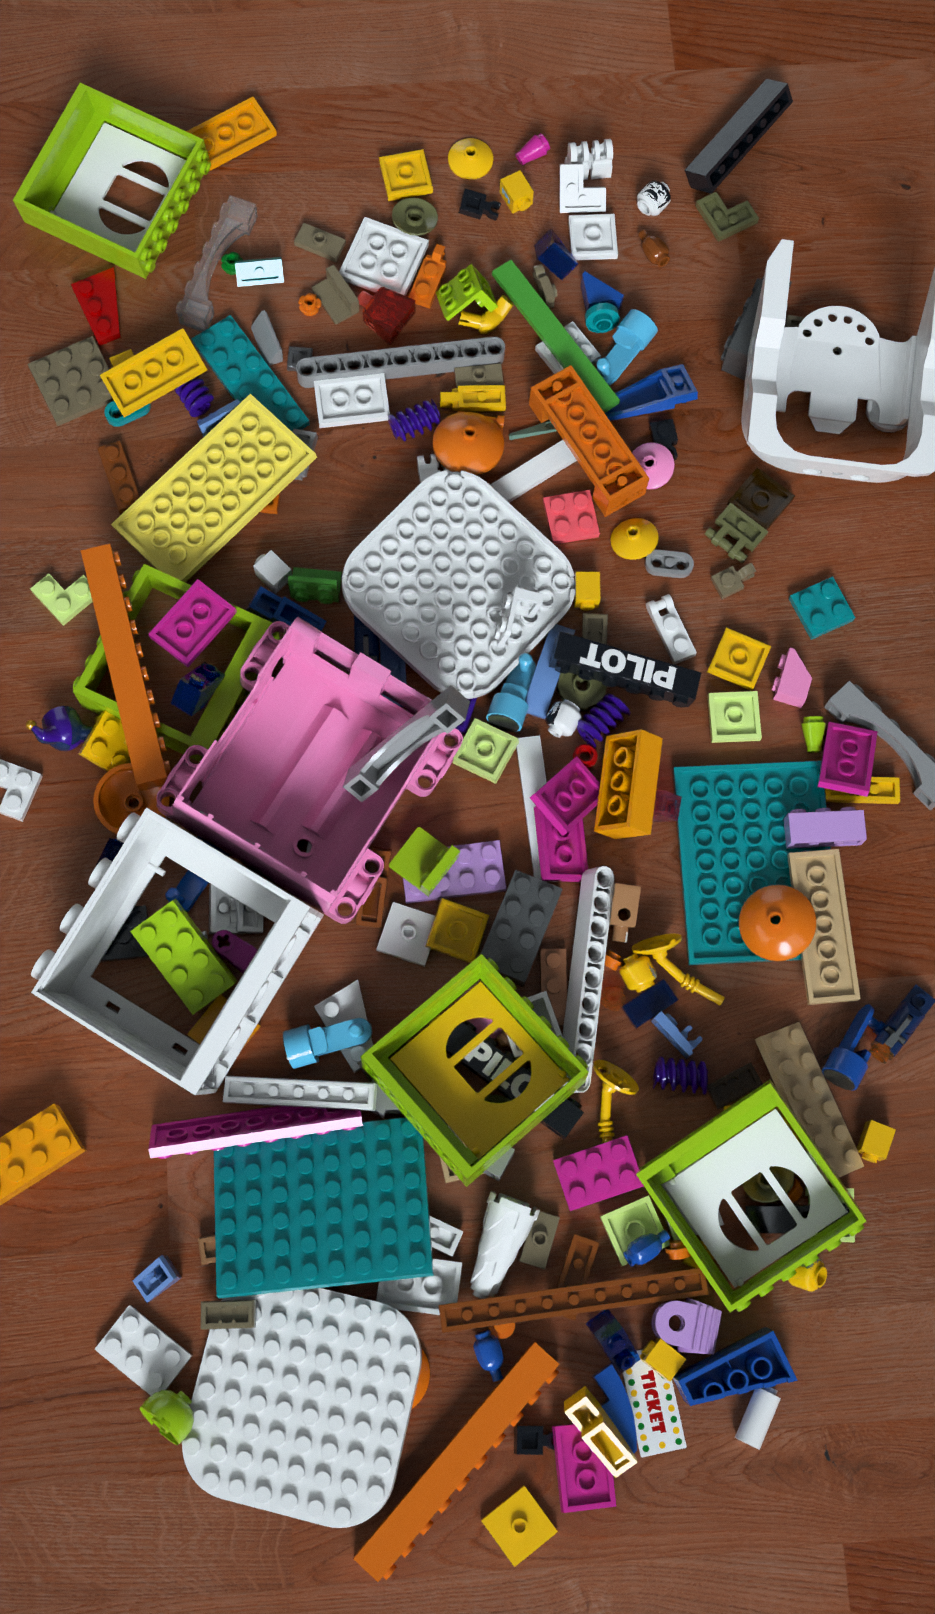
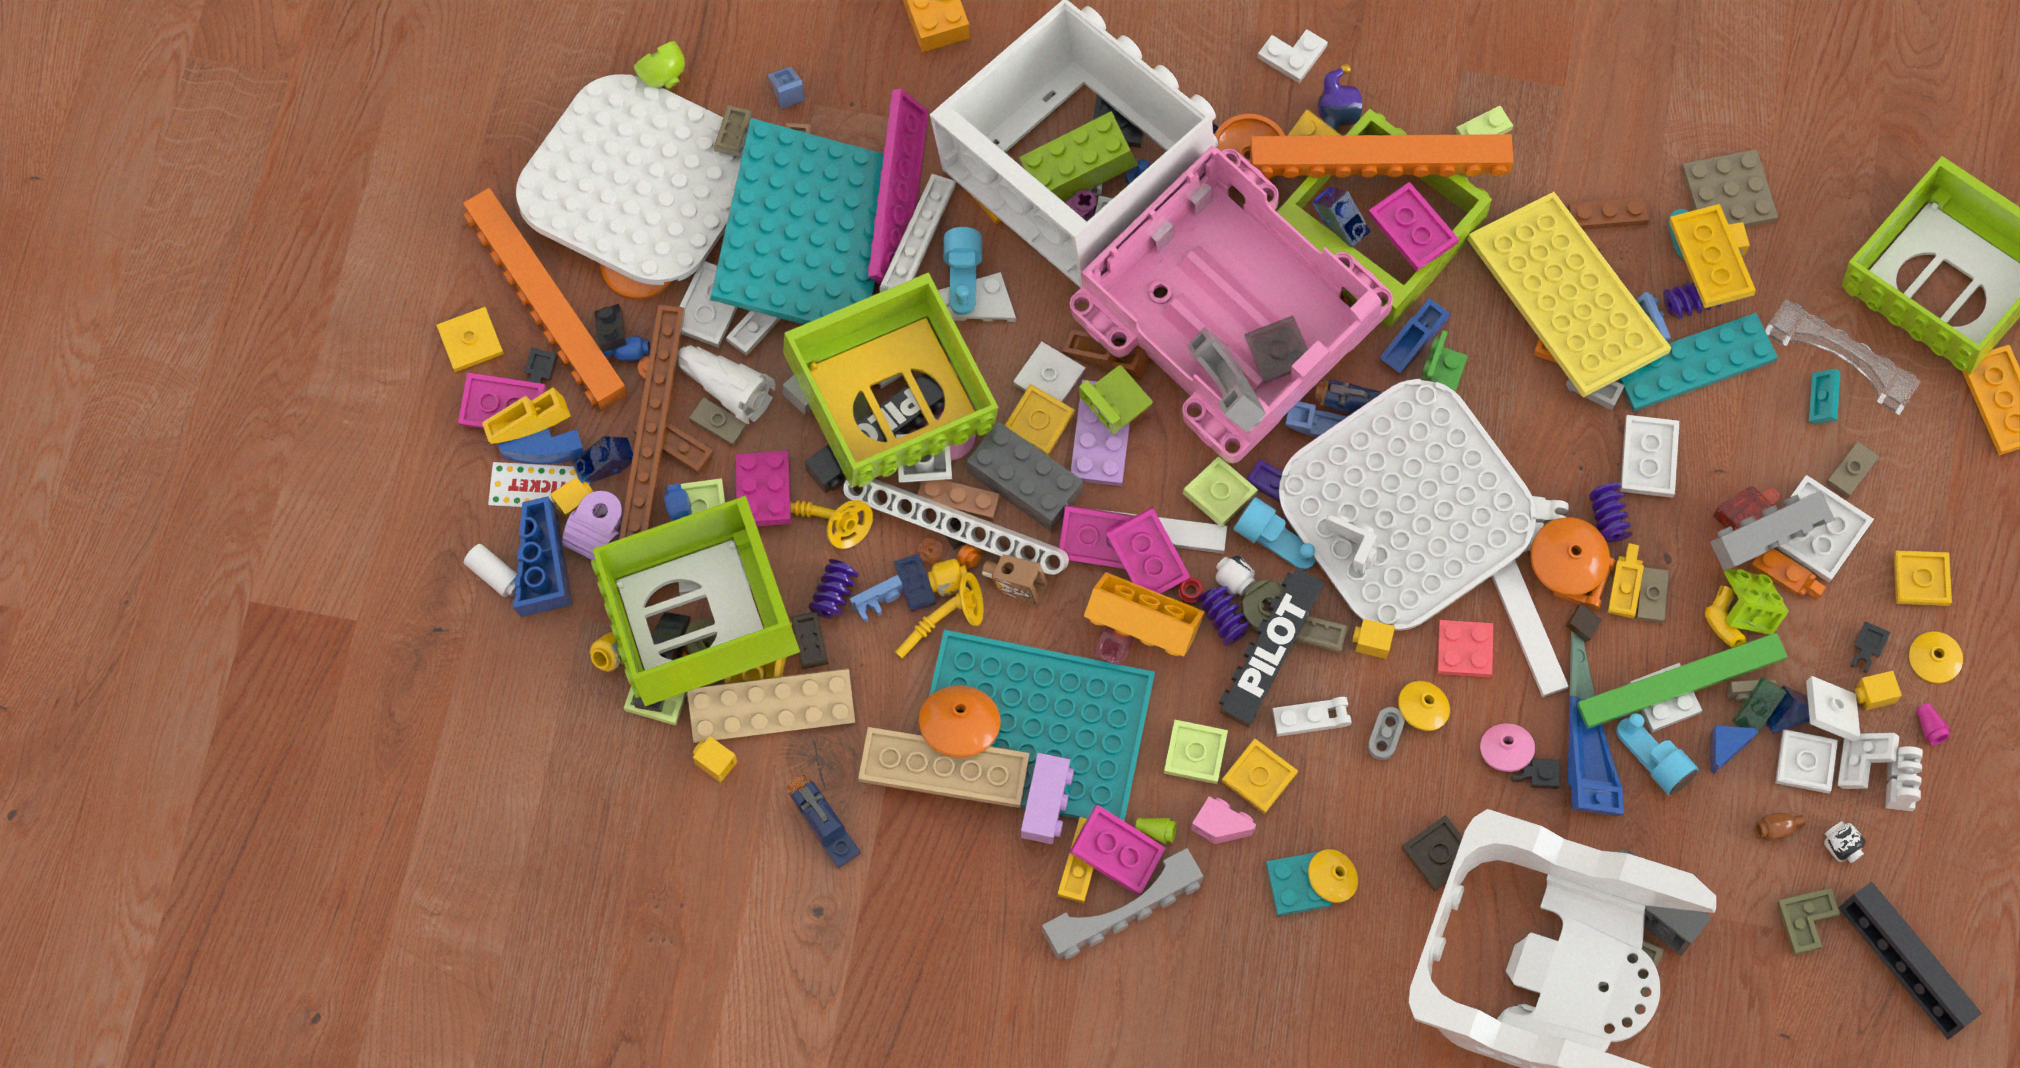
camera: 110 degrees right, 5 degrees down
(99, 304) = (1820, 232): red wing -> none
(143, 1351) = (724, 62): white plate -> none
(227, 266) = (1849, 375): green plate -> none
(267, 339) = (1740, 389): light grey slope -> none
(272, 571) = (1467, 333): white brick -> none
(296, 354) = (1712, 418): flat silver tile -> none
(309, 310) = (1776, 447): orange plate -> none
(336, 296) = (1781, 470): dark tan panel -> none
(343, 720) = (1276, 348): none -> clear smoke plate
(406, 281) = (1771, 529): none -> light grey wedge
(410, 354) = (1685, 527): light grey beam -> none
(414, 216) = (1875, 570): olive dish -> none
(473, 1378) = (610, 327): none -> black plate
(522, 425) = (1583, 622): none -> dark brown tile
(544, 677) = (1276, 565): medium blue slope -> none
(546, 219) = (1833, 709): none -> white plate
(560, 275) = (1759, 705): none -> clear green plate
(590, 438) = (1544, 677): orange plate -> none
(602, 317) = (1697, 738): teal plate -> none
(730, 582) = (1353, 794): dark tan plate -> none
(740, 527) = (1411, 821): olive plate -> none
(808, 580) = (1327, 882): none -> yellow dish
(844, 1066) = (794, 747): blue piece -> none

